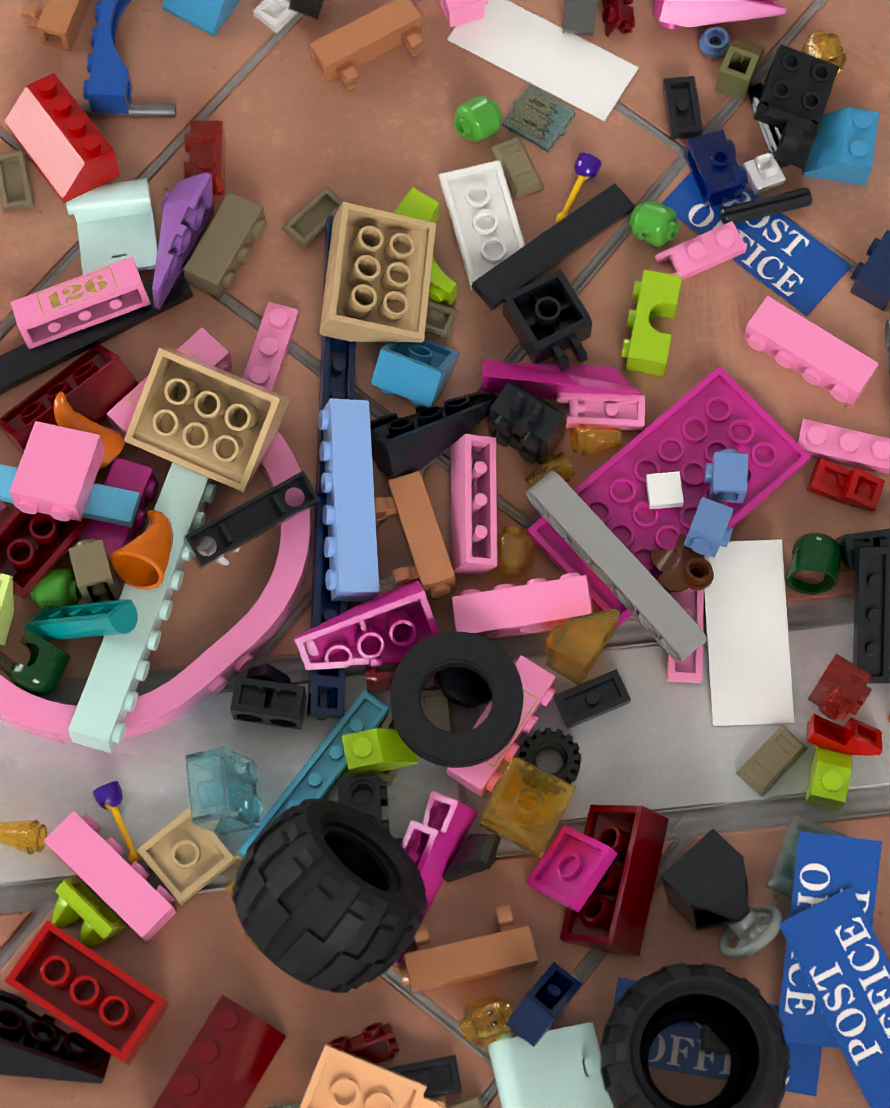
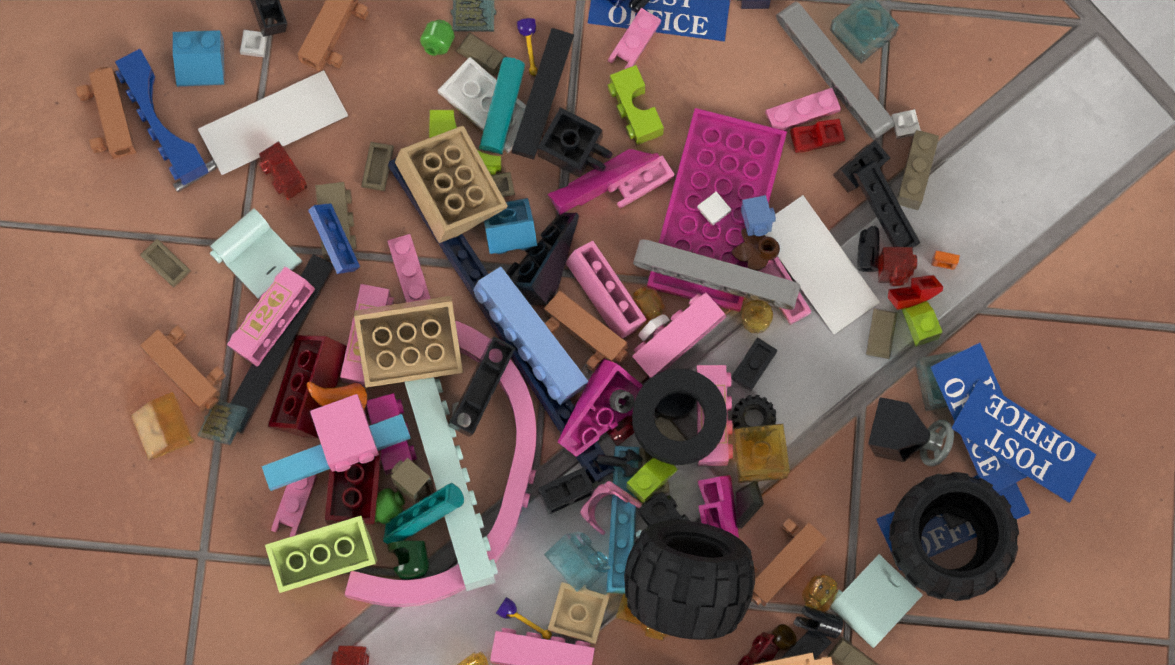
camera: 35 degrees left, 5 degrees up
(61, 139) = (181, 217): red slope -> none
(146, 557) = (437, 449): orange hat -> none
(183, 222) = (299, 228): medium lavender wedge -> none
(205, 257) = (334, 238): none -> blue plate
(243, 101) = (278, 117): none -> white sticker
(268, 673) = (551, 475): black tile -> none
(284, 741) = (600, 492): none -> bright pink helmet
(355, 709) = (621, 462): none -> black bar
(404, 628) = (614, 398): none -> dark grey bush
(407, 1045) = (784, 637): none -> dark brown tile
(461, 1055) = (820, 622): none -> black hinge
(498, 231) = (502, 105): none -> teal brick
(500, 576) = (654, 324): none -> white tile
(526, 423) = (604, 219): black hinge -> none
(543, 1004) = (848, 562): dark blue brick -> none
(556, 463) = (636, 234): clear yellow cone -> none
(571, 868) = (810, 473): dark pink plate -> none
(579, 643) = (727, 338): clear yellow slope -> none
(593, 439) = (647, 203): clear yellow cone -> none
(620, 903) = (837, 462): dark red slope -> none
(631, 644) = (756, 316): none -> clear yellow head
(654, 223) = (594, 39): bright green head -> none
(727, 476) = (747, 176): medium blue brick -> none
(809, 351) = (742, 64): bright pink brick -> none
(815, 553) = (829, 192): dark green helmet -> none
(819, 653) = (868, 250): none -> black hinge

